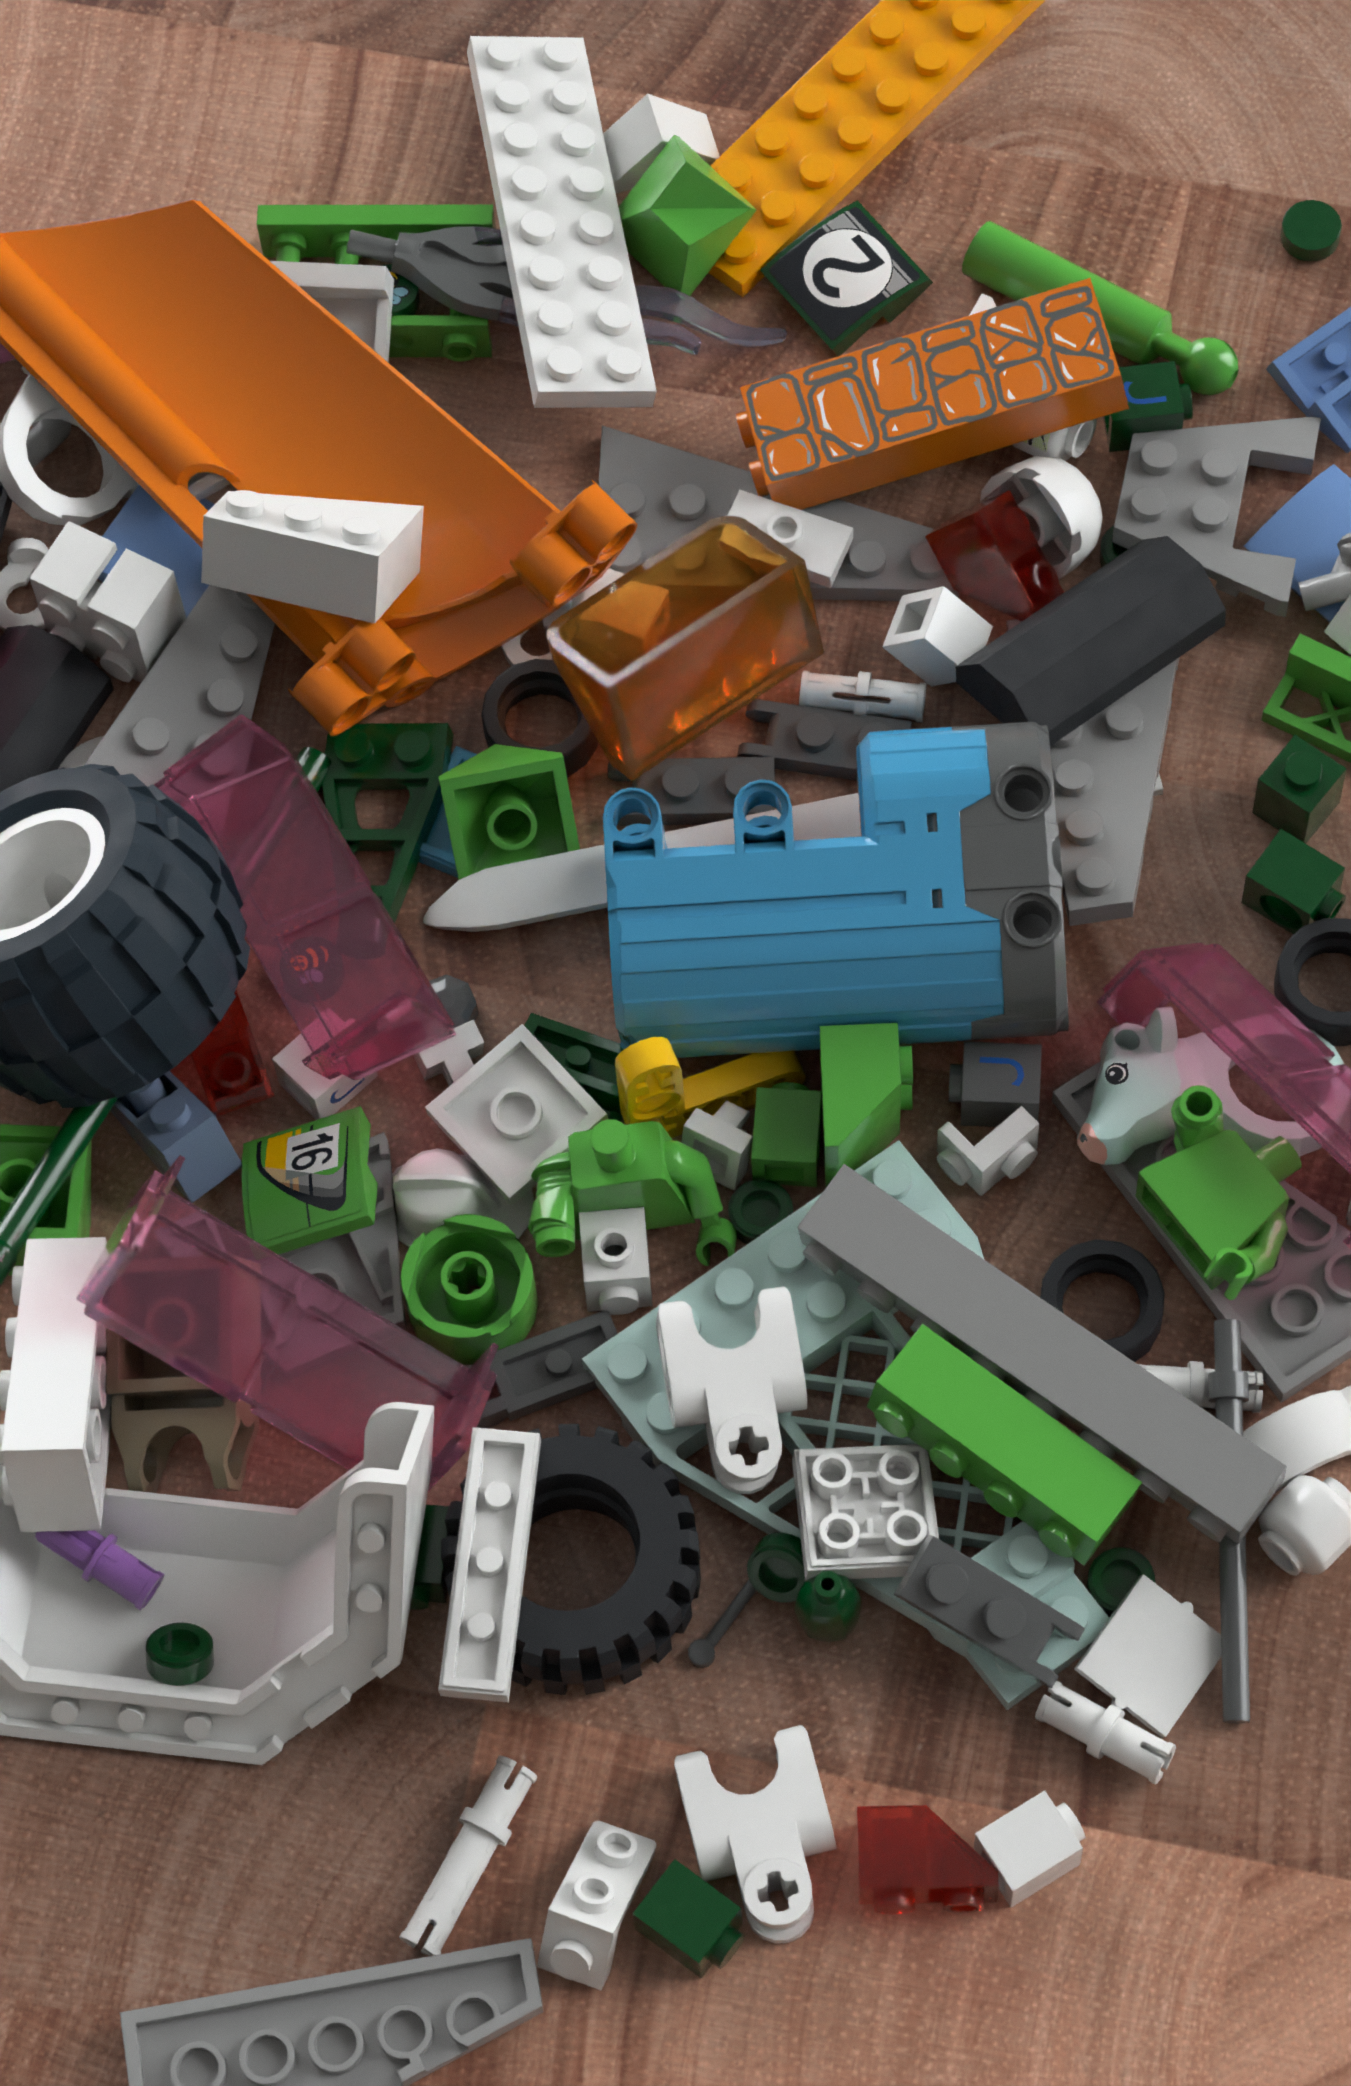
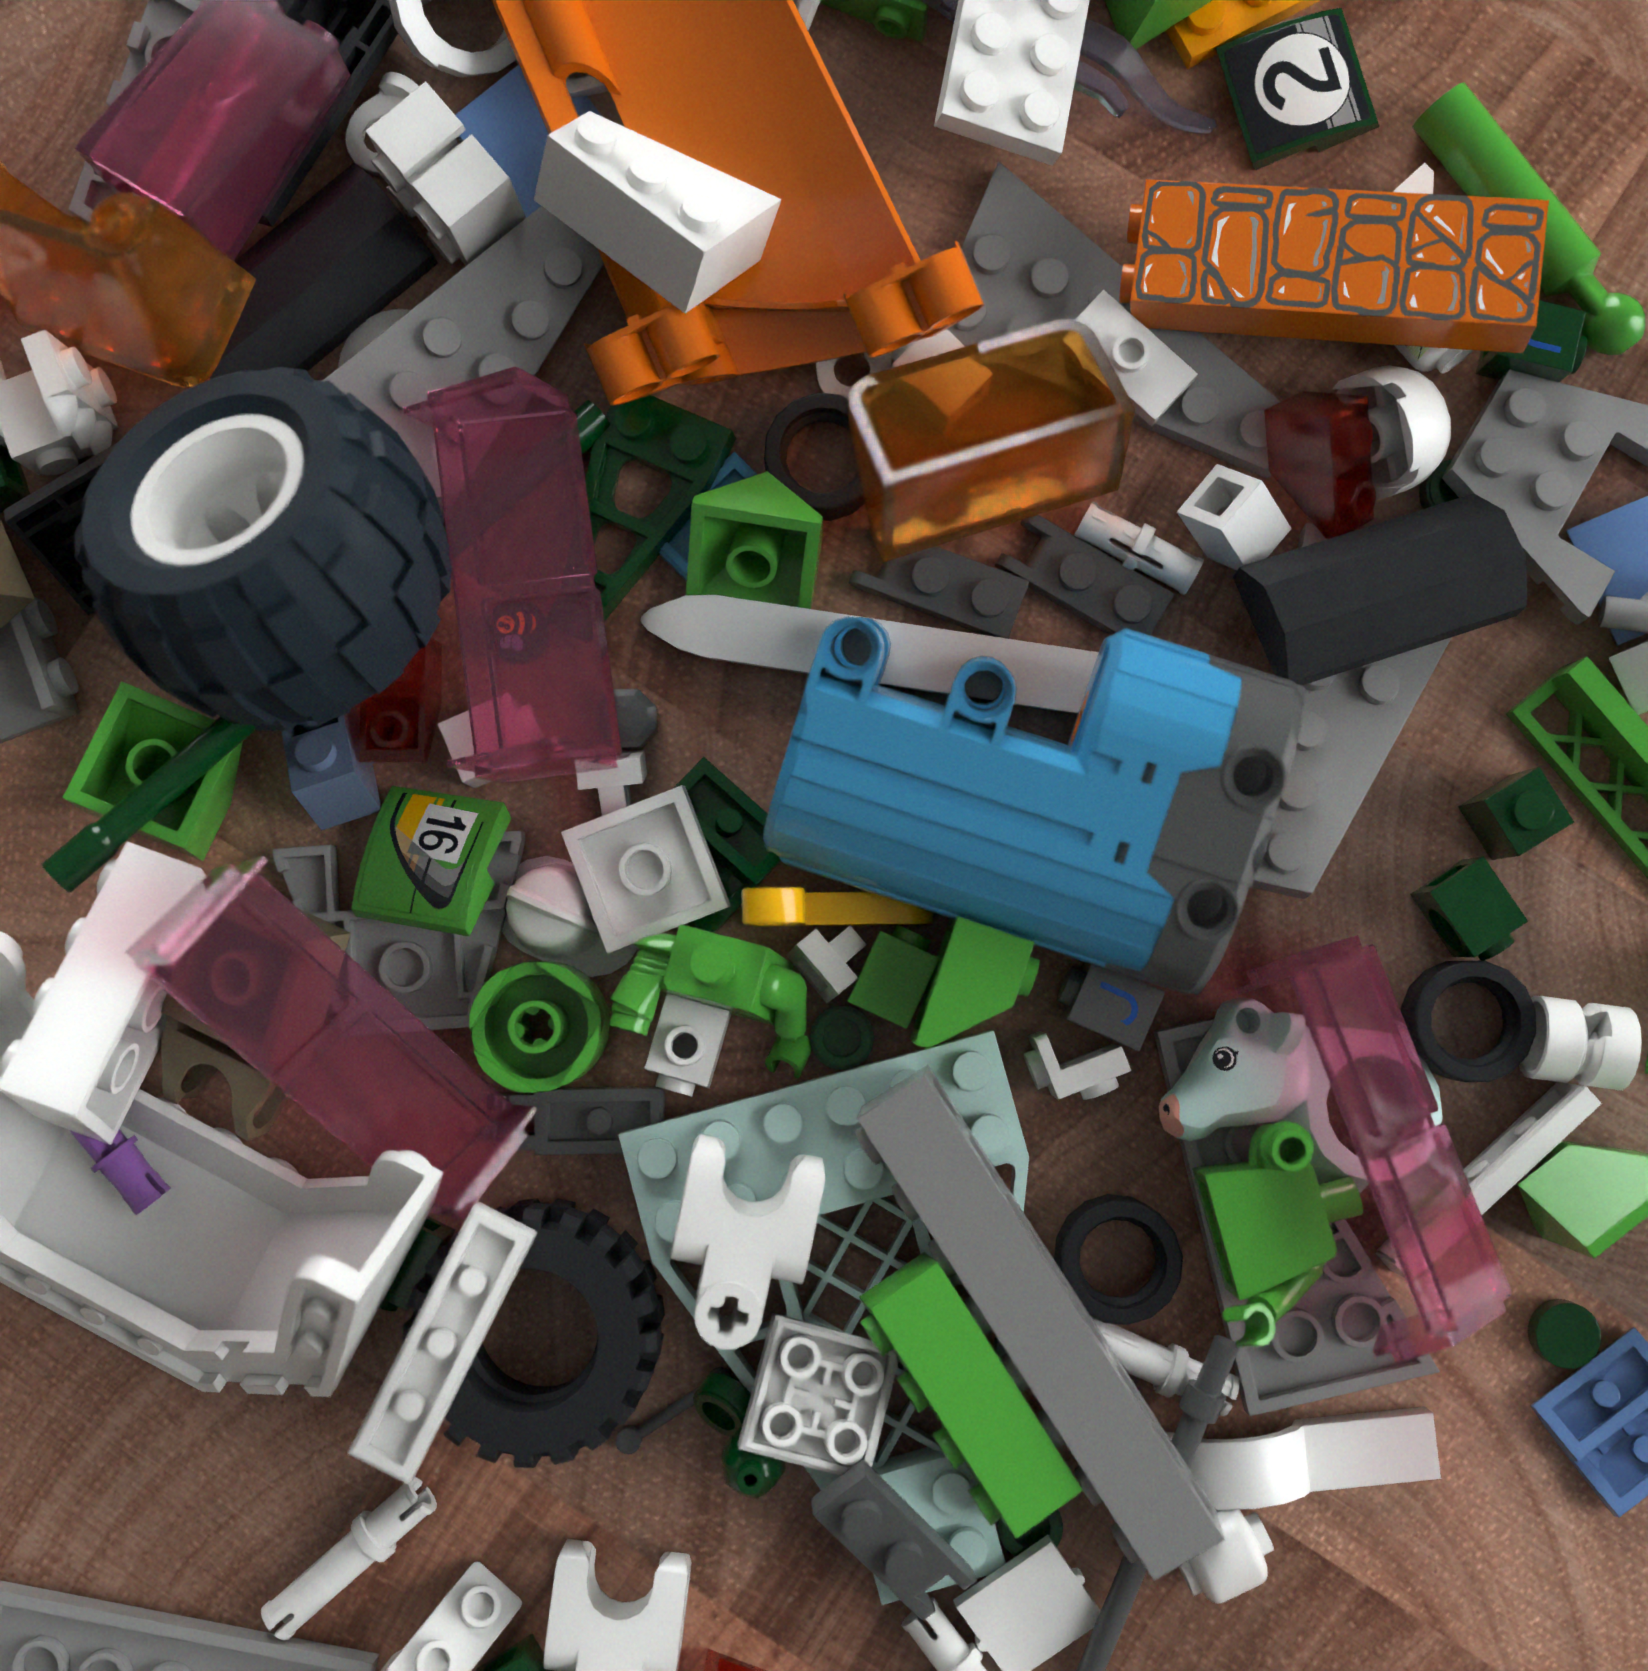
camera: 20 degrees right, 20 degrees up
(179, 1654) = (156, 1271): dark green tile -> none

